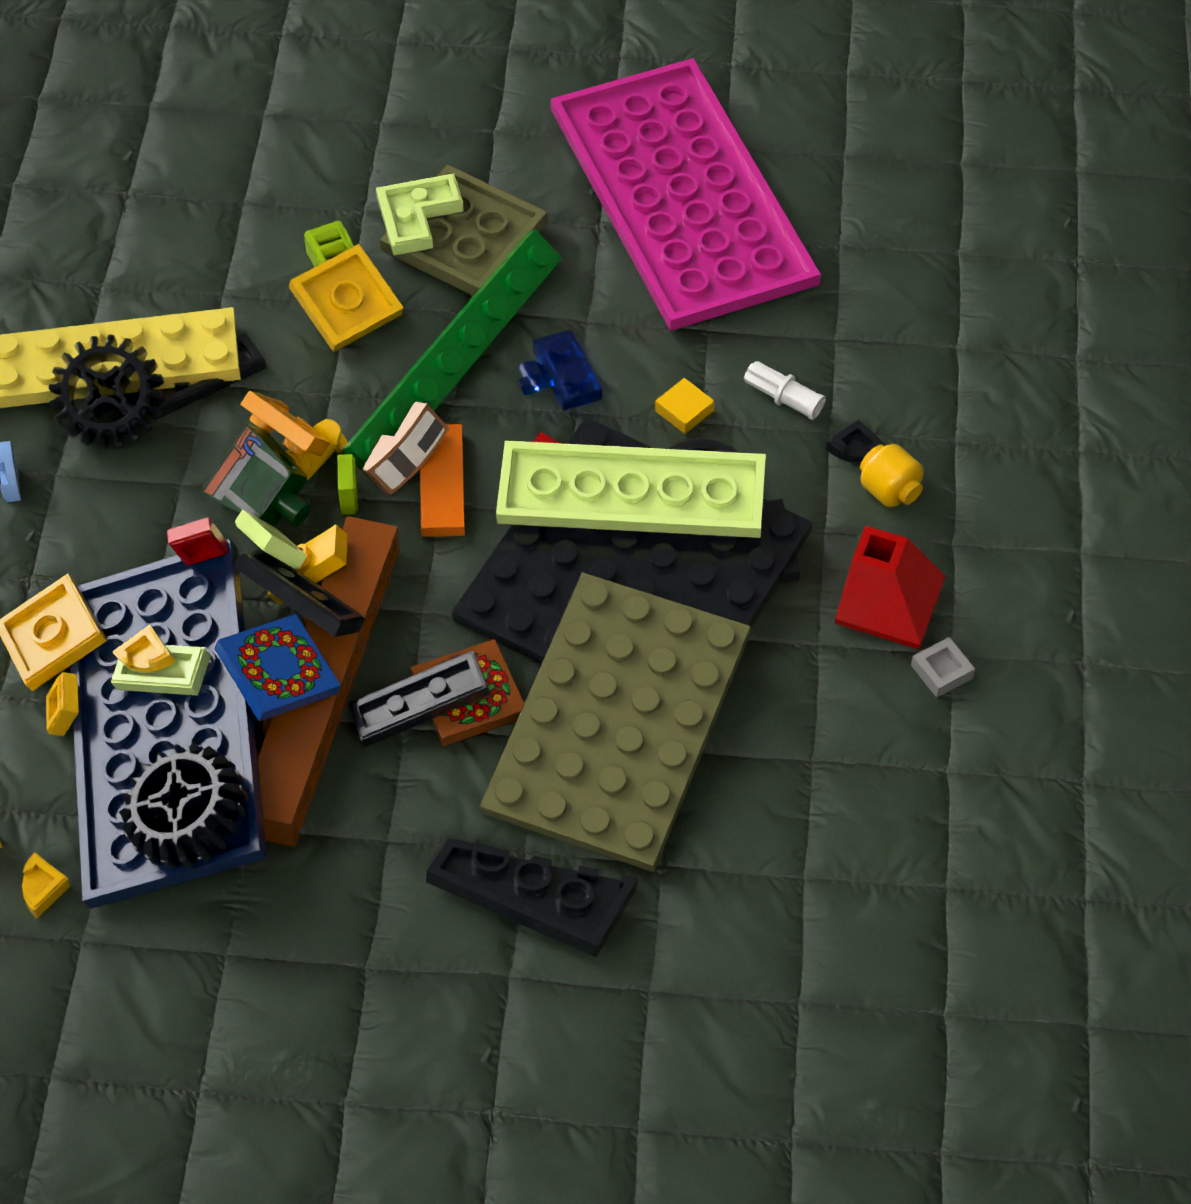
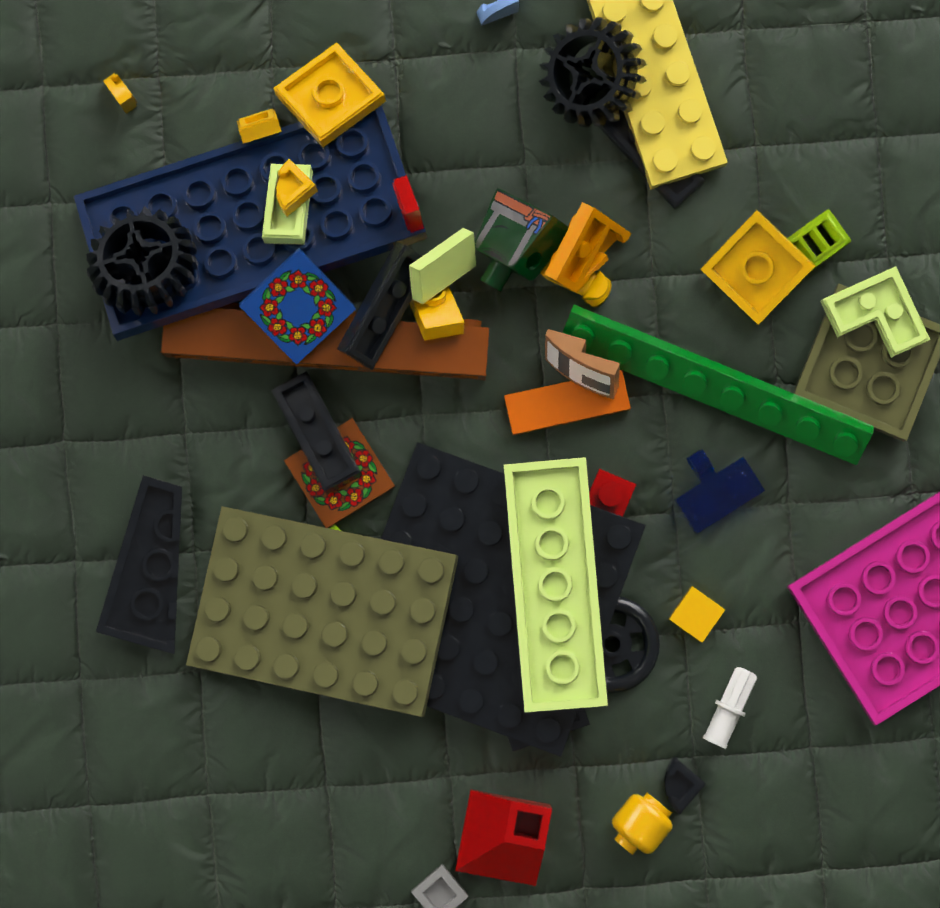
camera: 80 degrees right, 30 degrees up
(42, 885) = (91, 156): yellow tile -> none
(347, 484) = (538, 318): lime tile -> none

